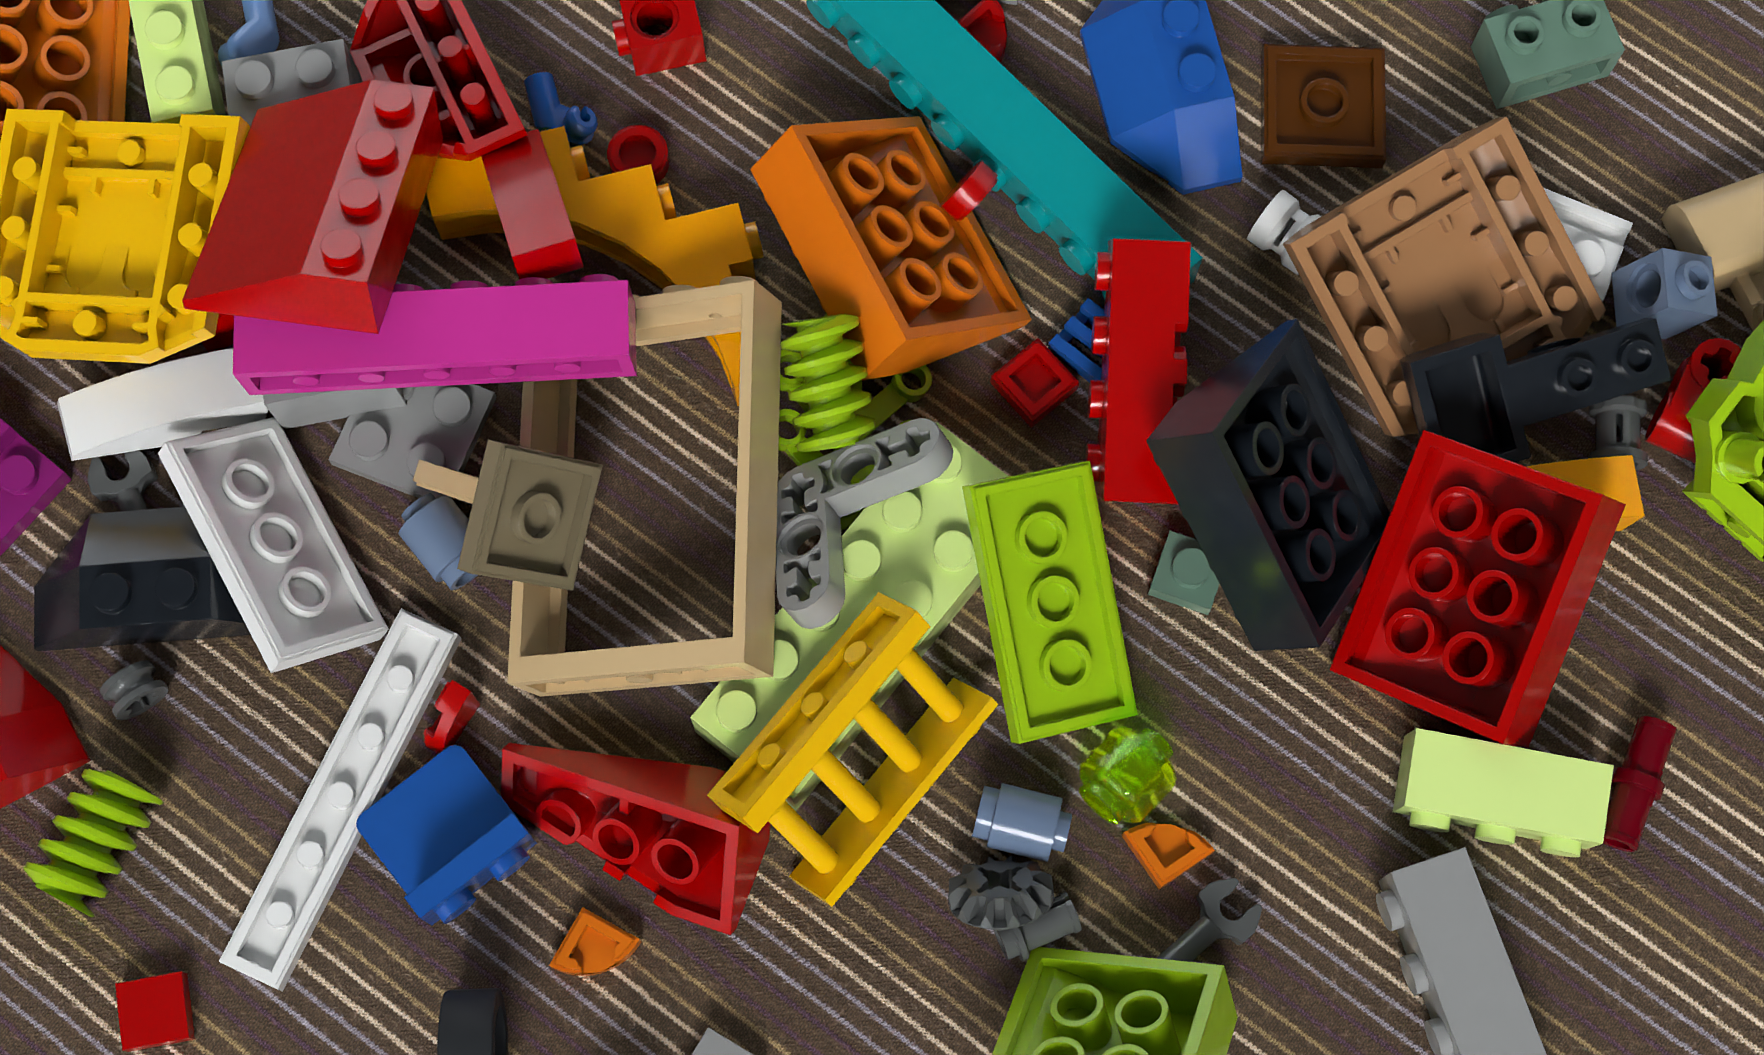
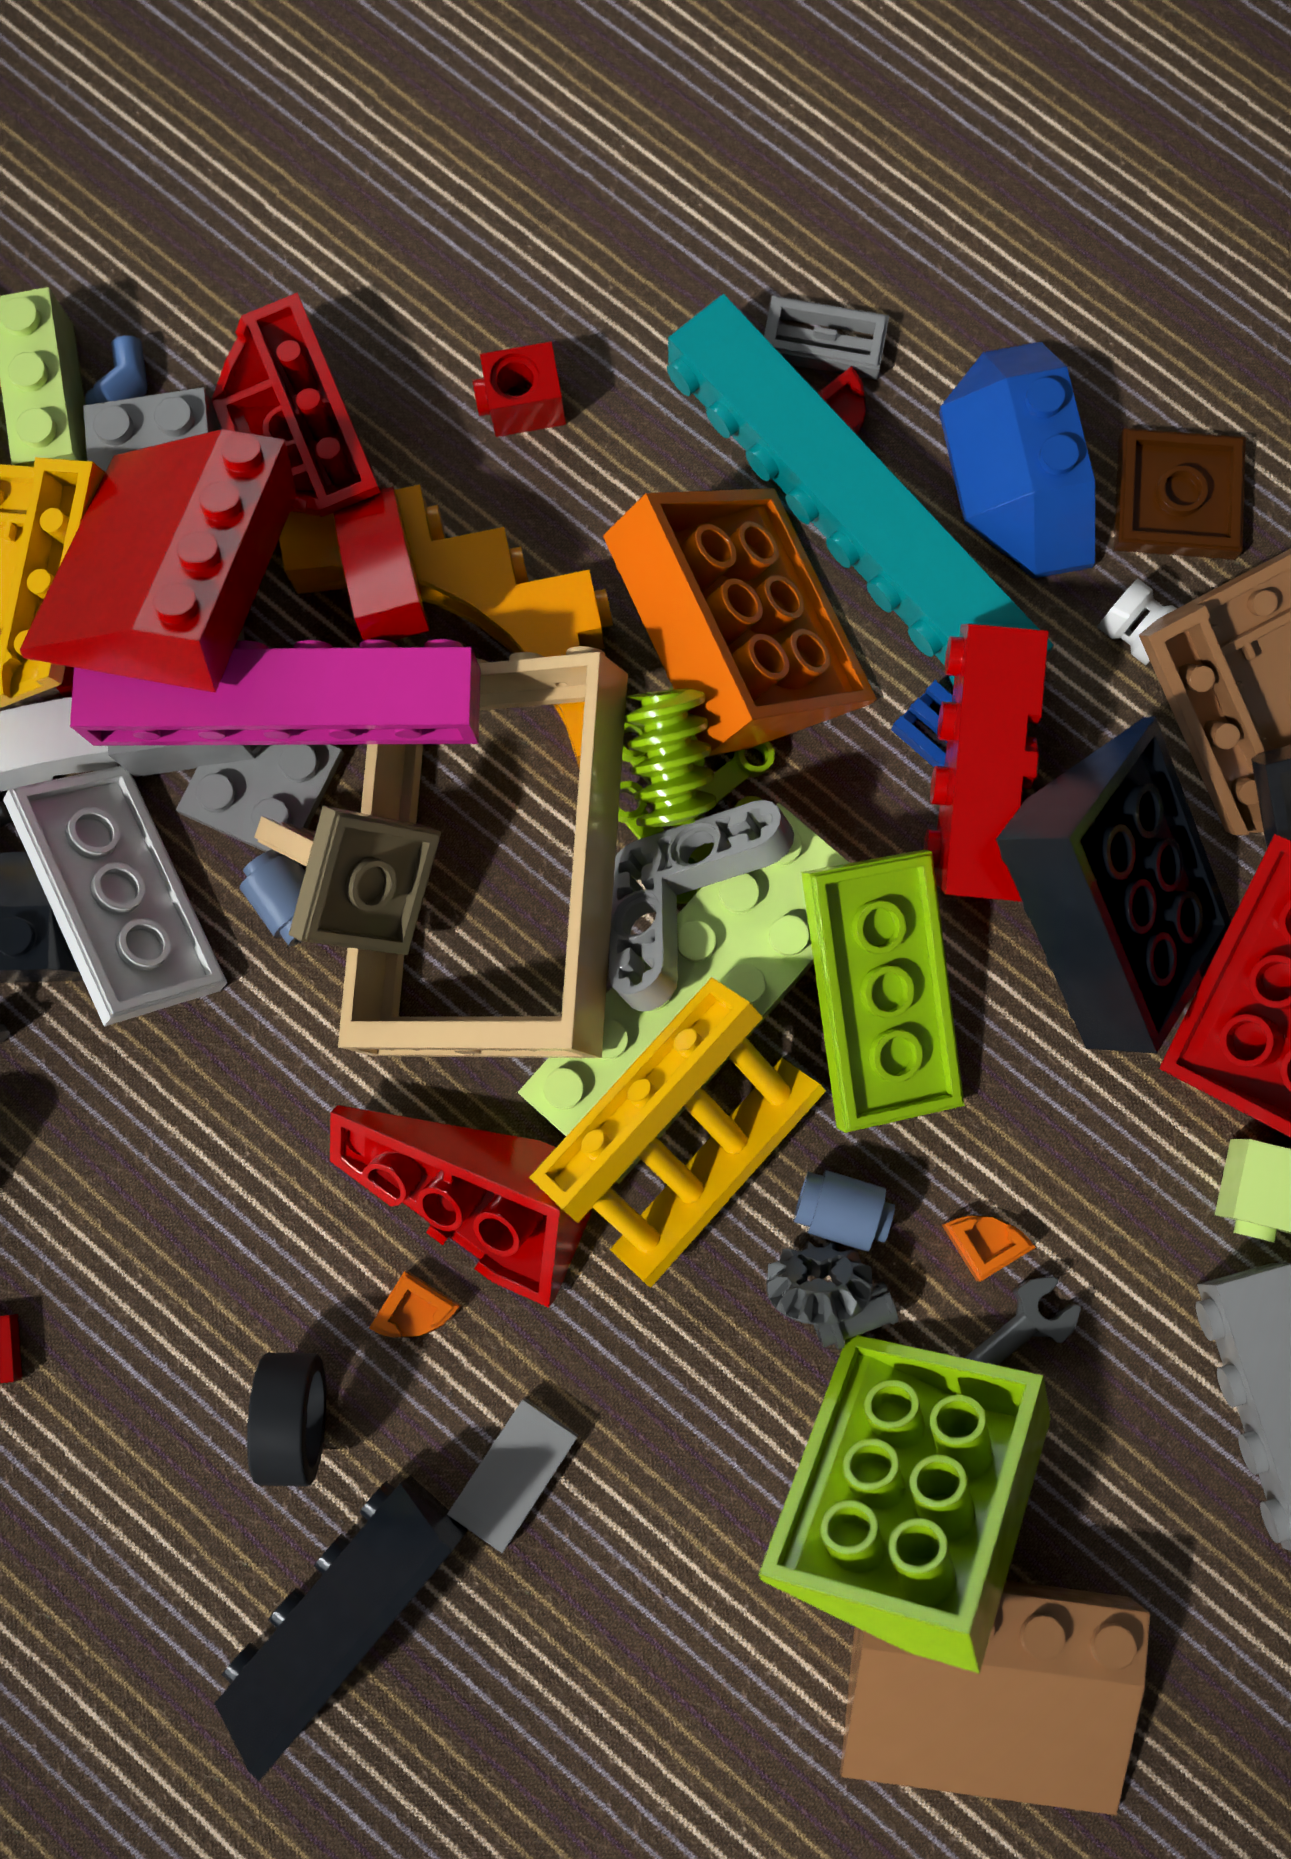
camera: 10 degrees right, 5 degrees up
(345, 785) = (172, 1151): white tile -> none
(445, 835) = (272, 1194): blue bracket -> none
(456, 708) = (287, 1068): red tile -> none
(550, 114) = (408, 471): blue arm -> none
(638, 147) = (492, 509): red tile -> none
(969, 191) = (821, 567): red tile -> none
(1034, 382) = (876, 763): red tile -> none
(1127, 775) = (952, 1168): clear neon green head -> none
(1184, 575) = (1018, 965): sand green plate -> none

